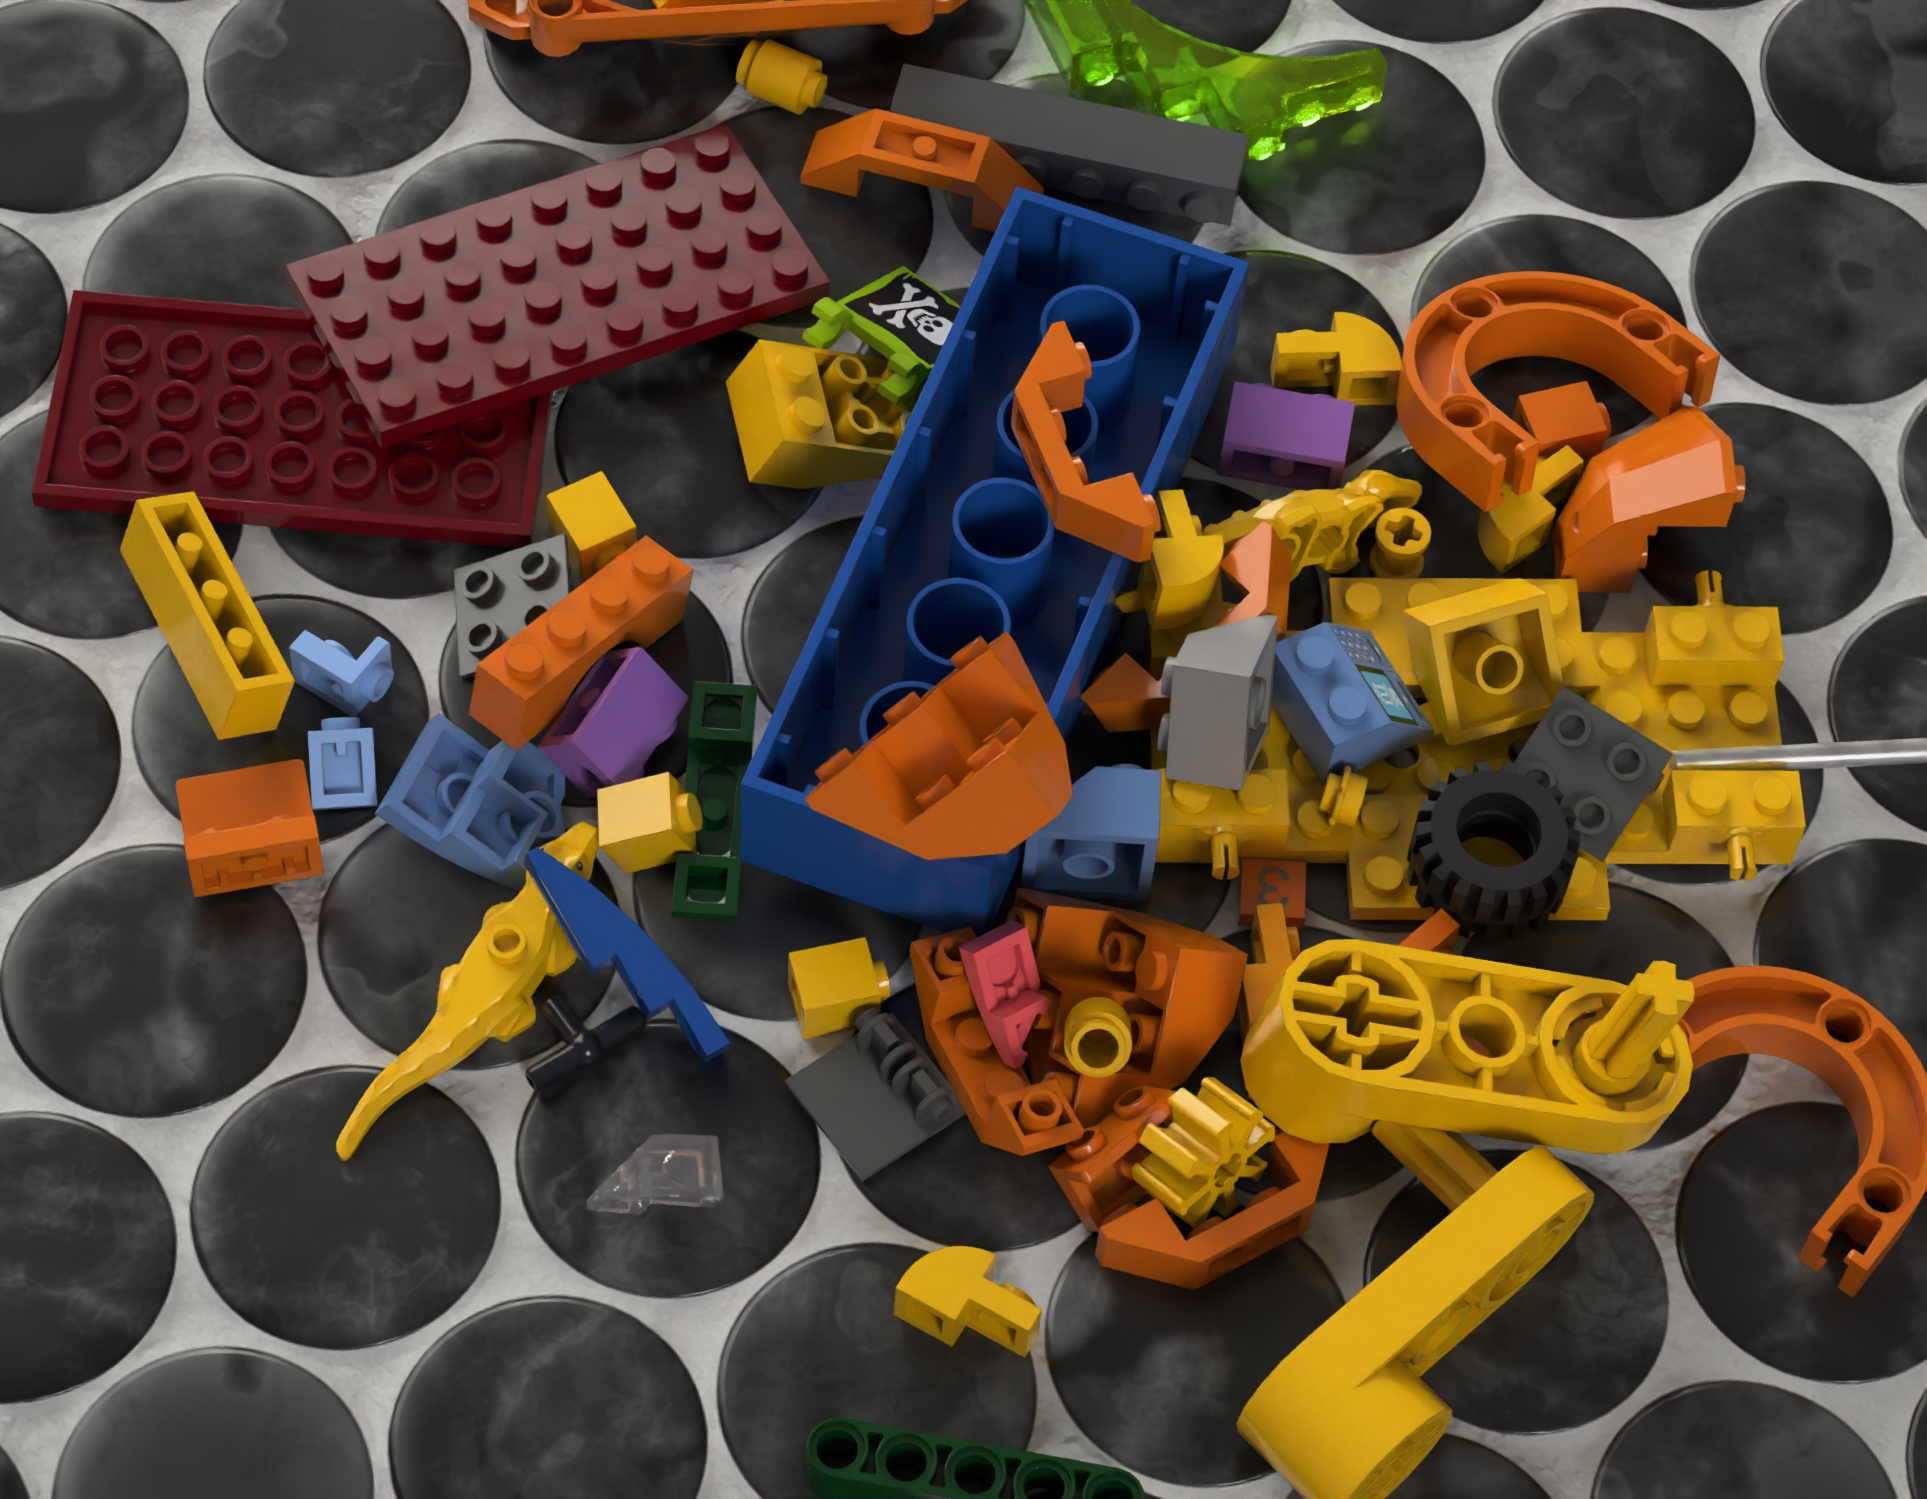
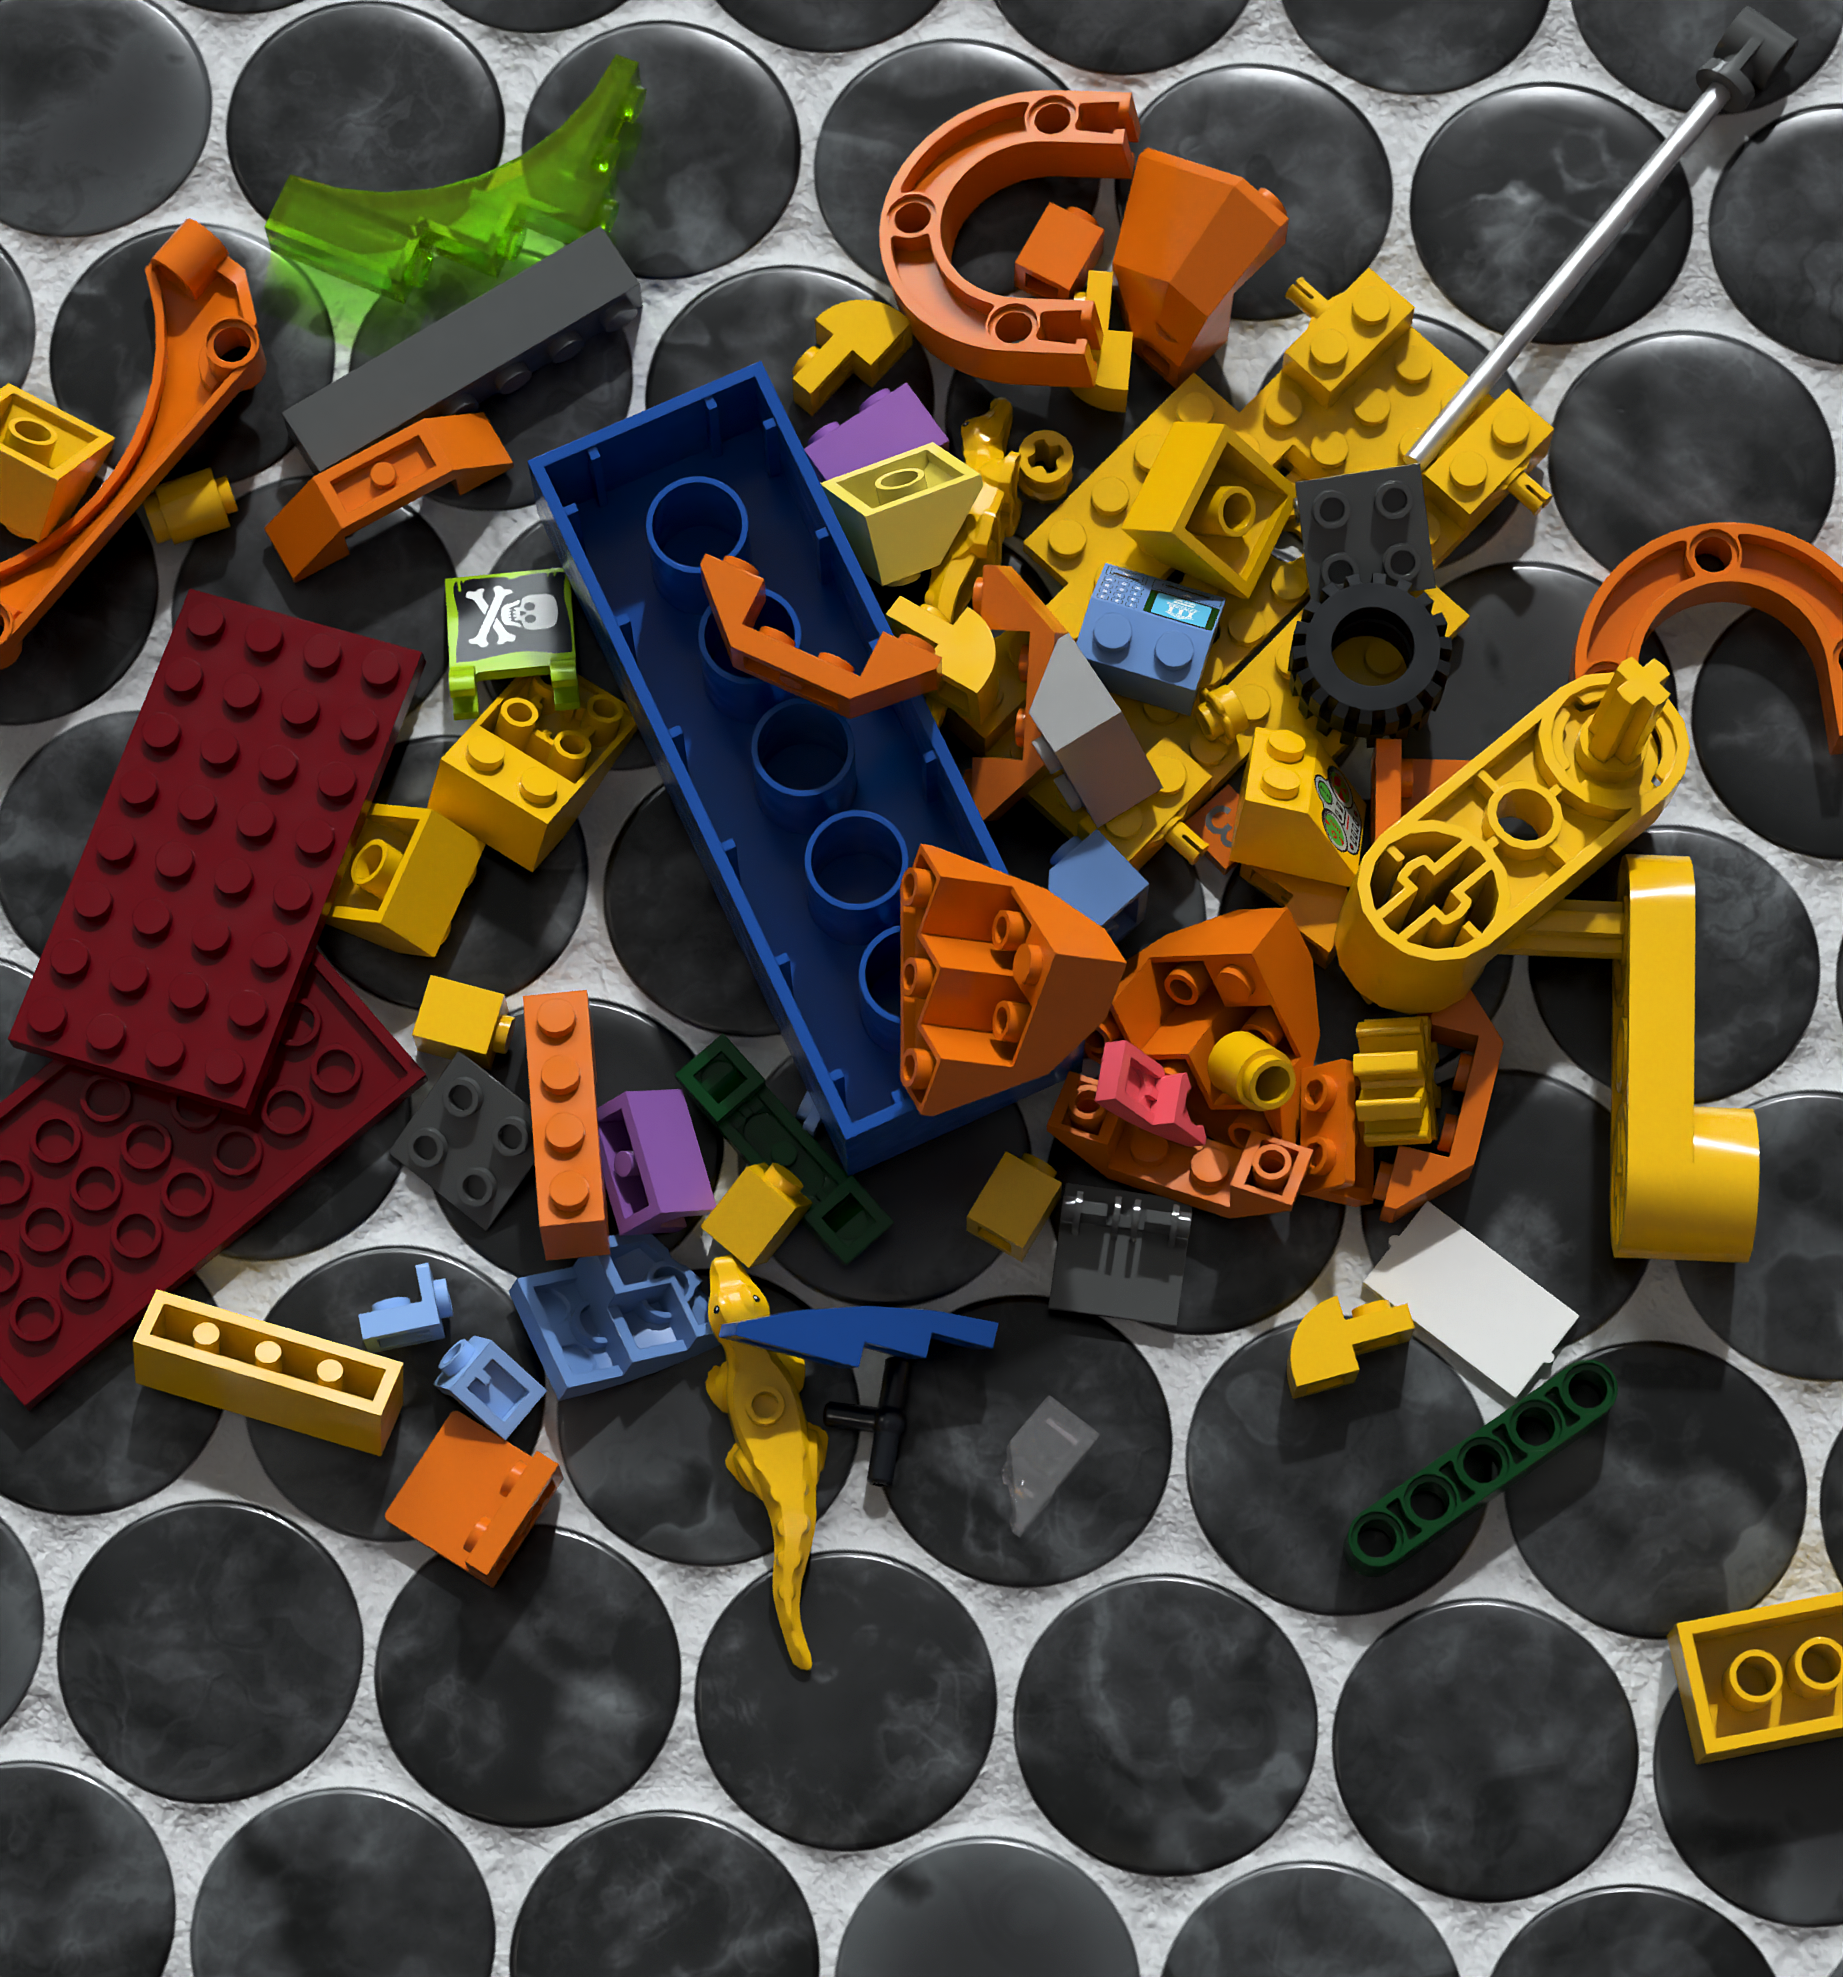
camera: 40 degrees left, 15 degrees up
(657, 409) = (405, 879): none -> yellow slope
(1102, 1370) = (1471, 1300): none -> white piece
(1250, 463) = (904, 511): none -> light yellow slope
(1326, 890) = (1297, 811): none -> yellow slope

